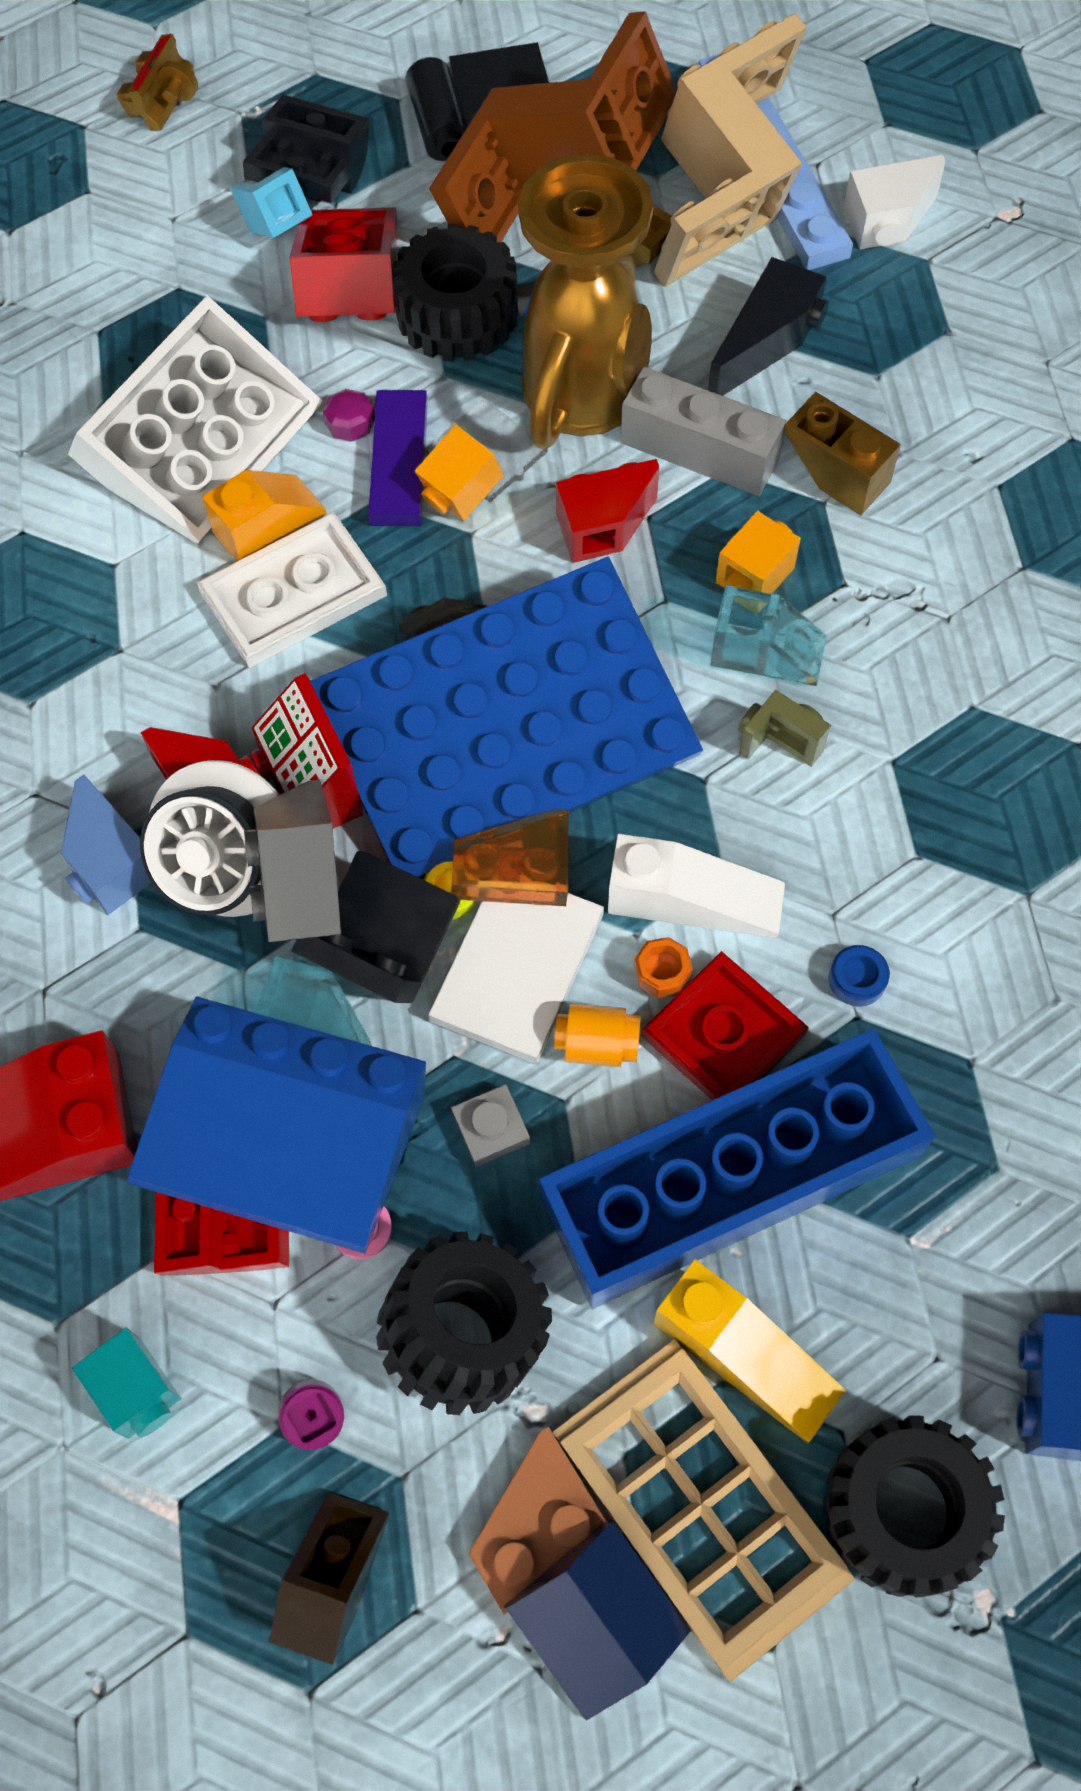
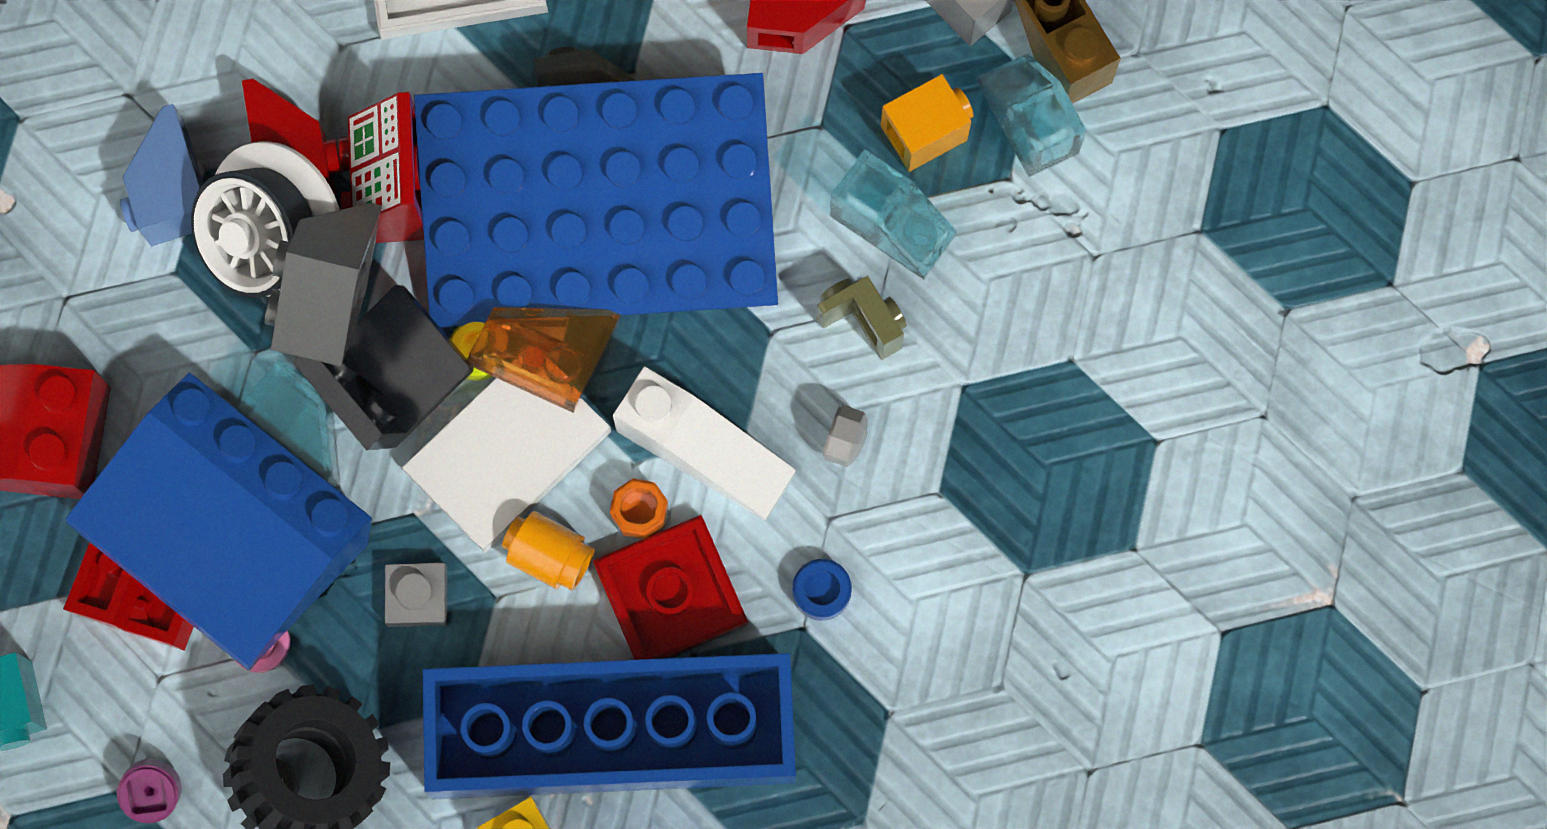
camera: 20 degrees right, 10 degrees up
(817, 834) = (846, 436): none -> light grey tile
(847, 518) = (1033, 113): none -> clear light blue slope

